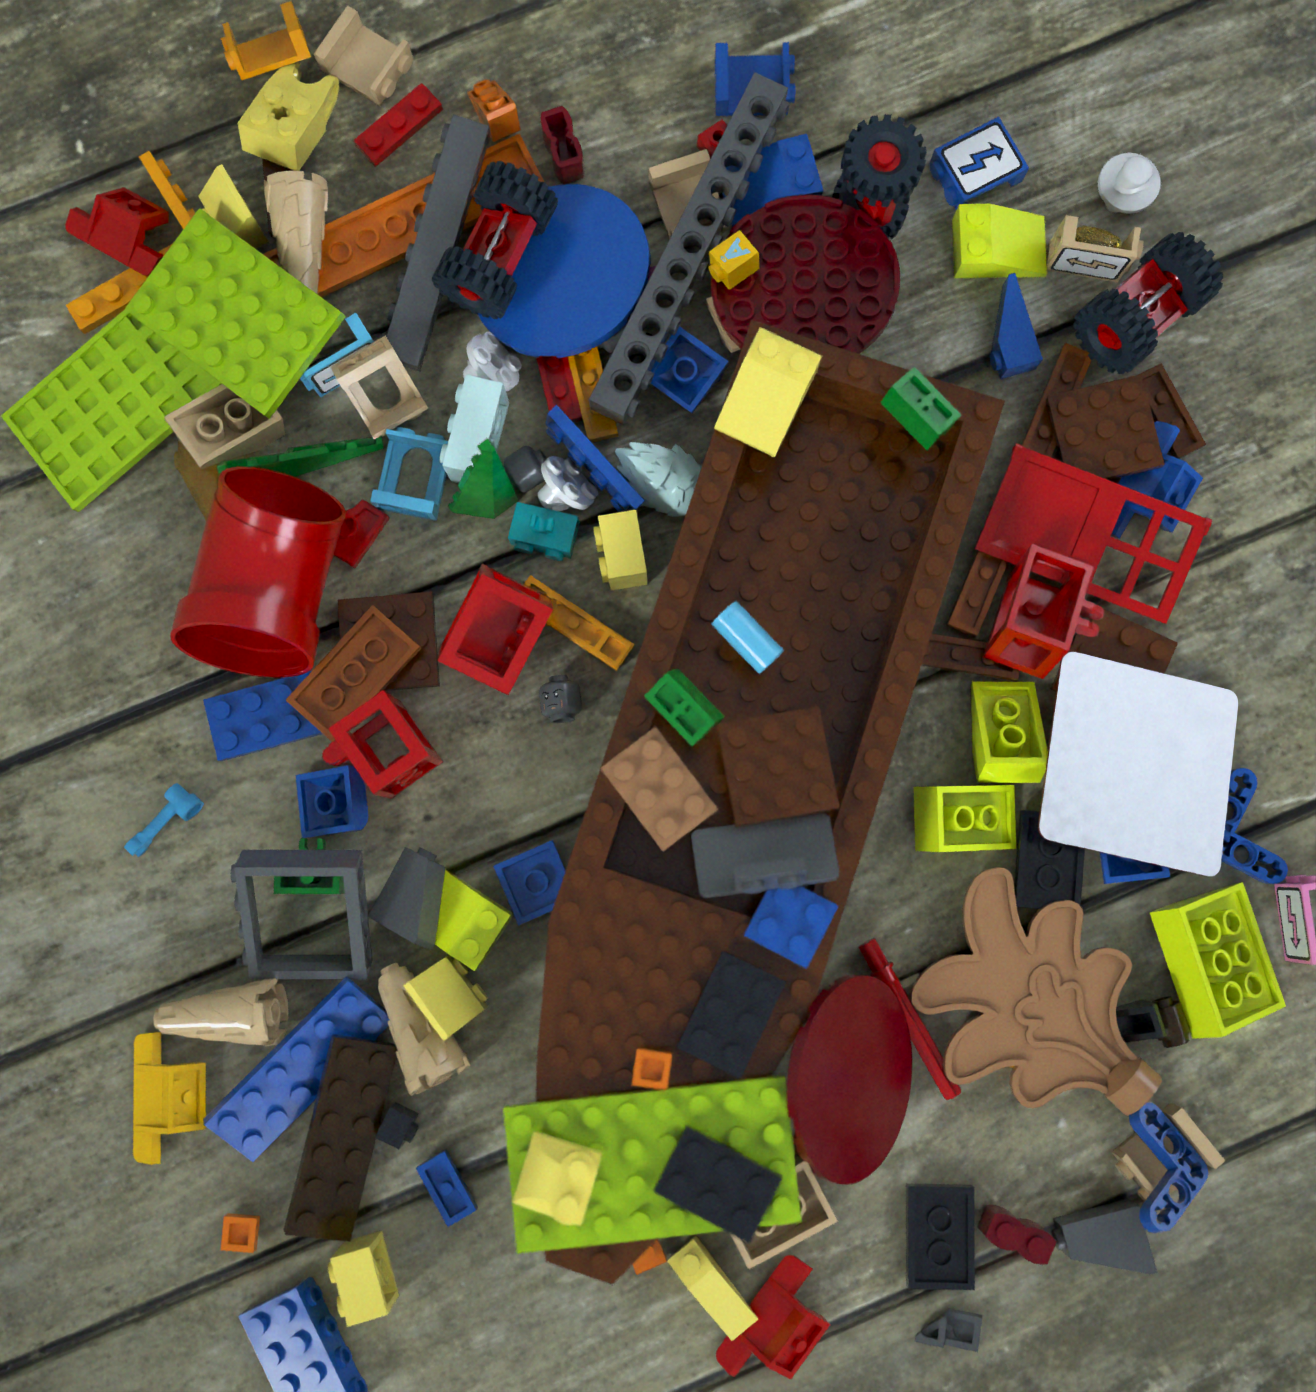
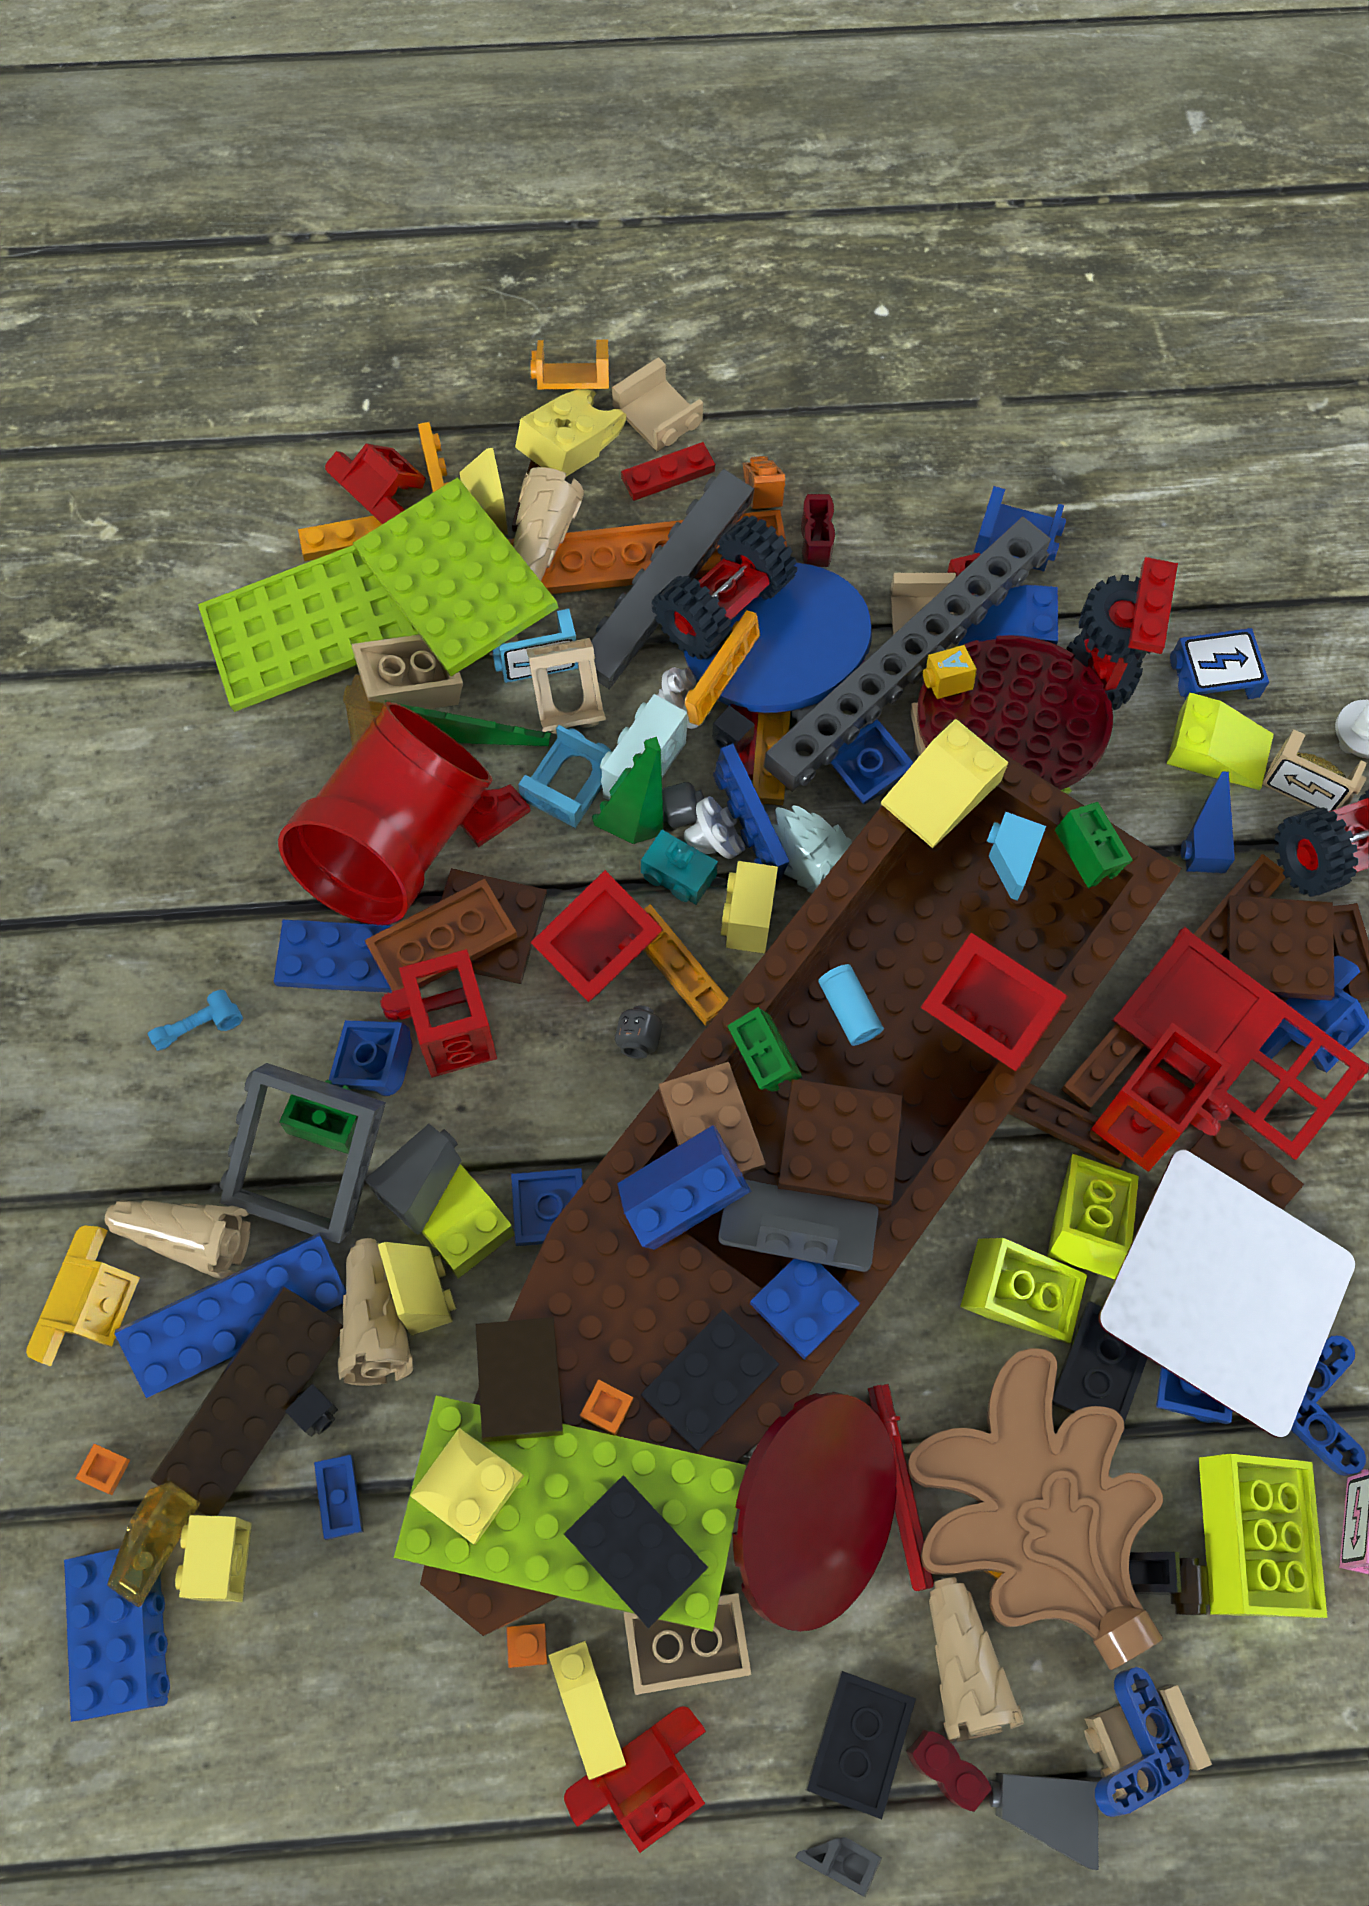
camera: 15 degrees right, 15 degrees down
(304, 1287) = (150, 1541): none -> clear yellow slope
(529, 284) = (722, 668): none -> light orange plate
(549, 383) = (732, 729): none -> black plate
(568, 1072) = (518, 1380): none -> dark brown tile
(652, 859) = (681, 1189): none -> blue slope
(851, 438) = (1014, 850): none -> medium azure slope
(879, 599) = (994, 1002): none -> red piece
(909, 141) = (1153, 605): none -> red plate
(1015, 1159) = (972, 1683): none -> tan cone

